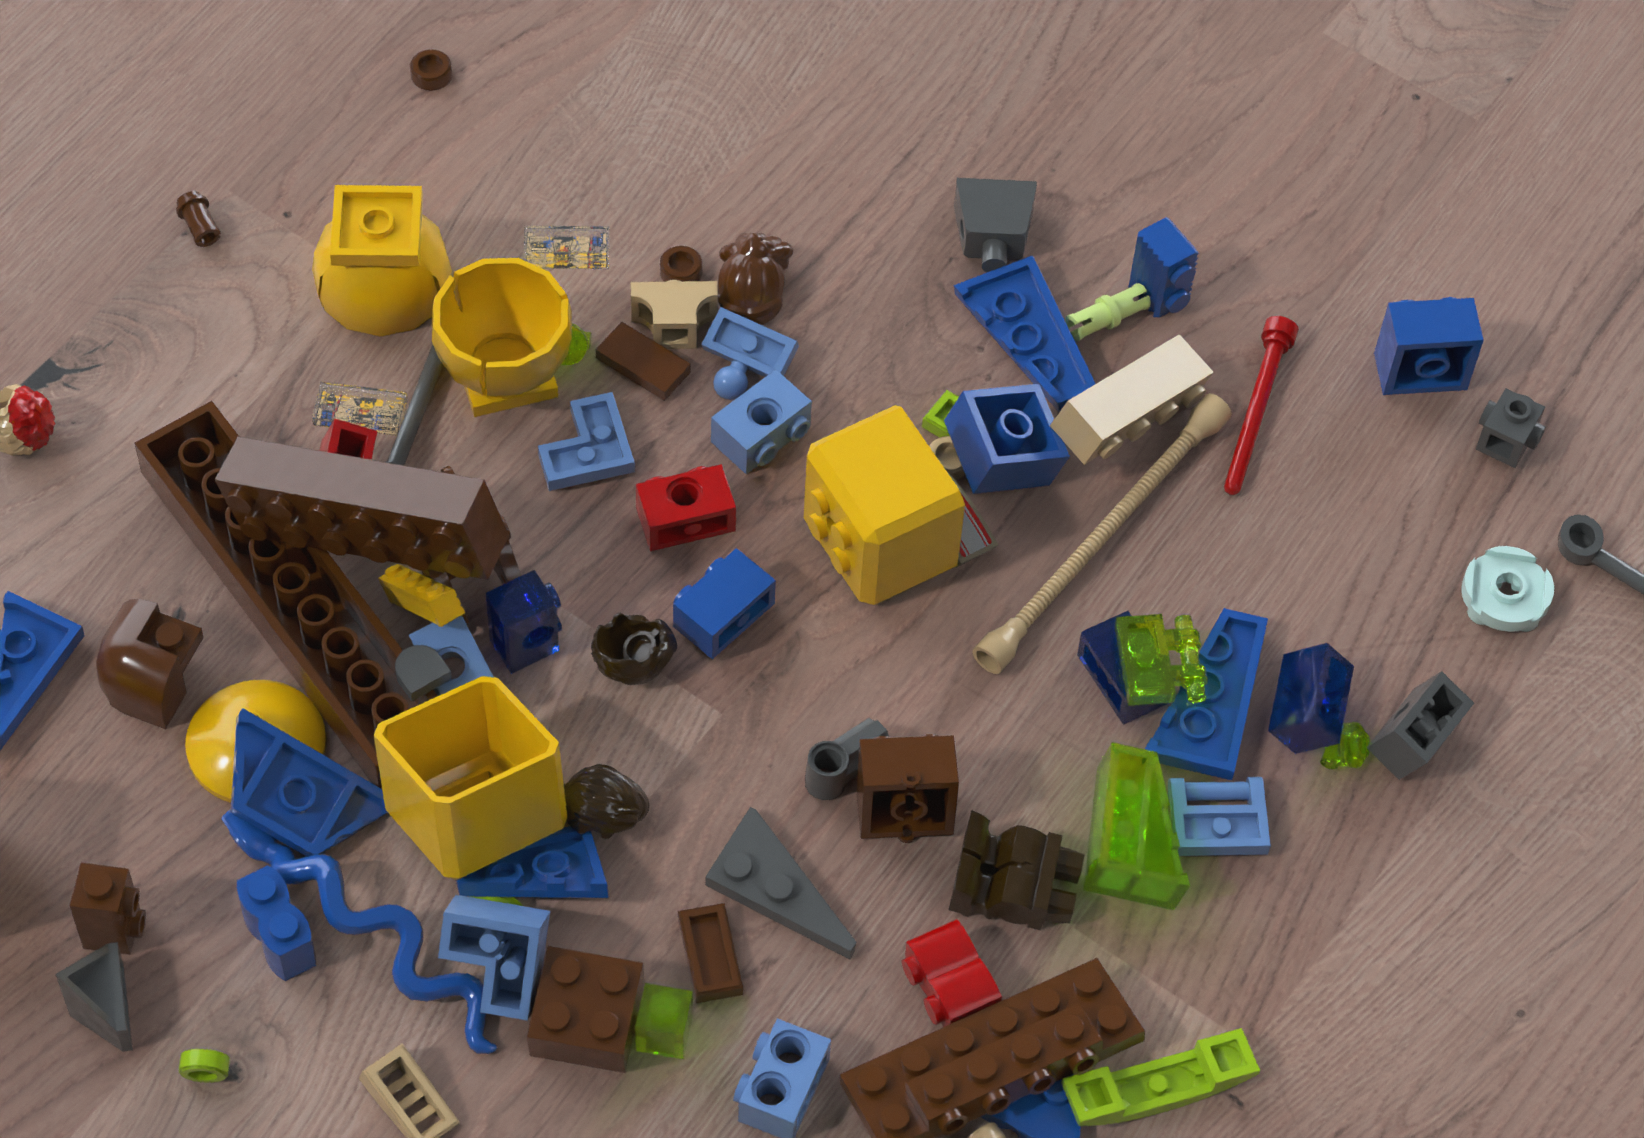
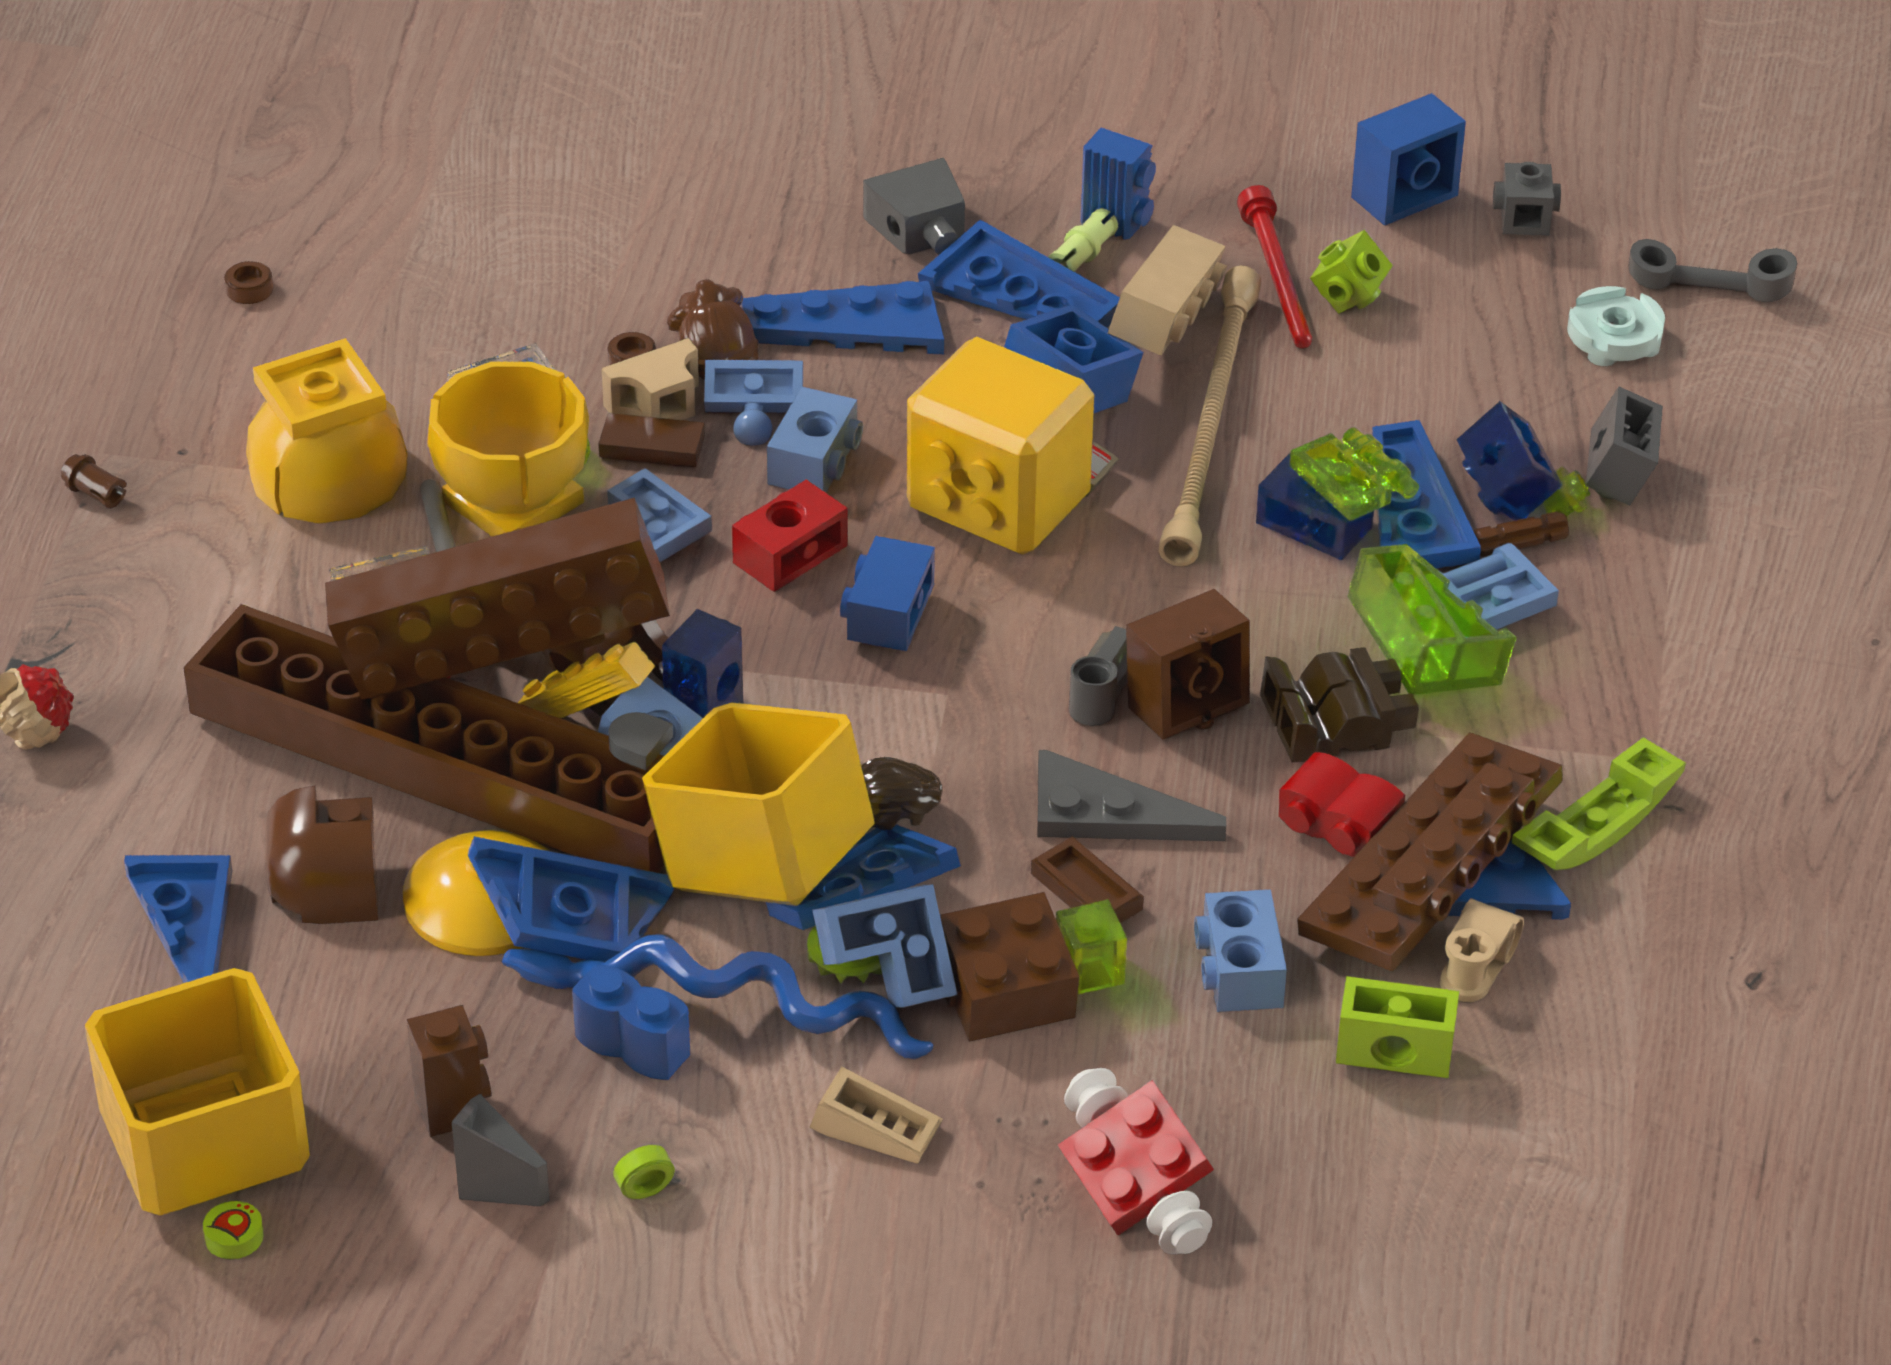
camera: 25 degrees left, 15 degrees down
(633, 648) = (826, 665): dark brown hair -> none
(890, 309) = (869, 314): none -> blue wing
(1283, 769) = (1523, 532): none -> reddish brown axle
(1307, 441) = (1351, 272): none -> lime brick

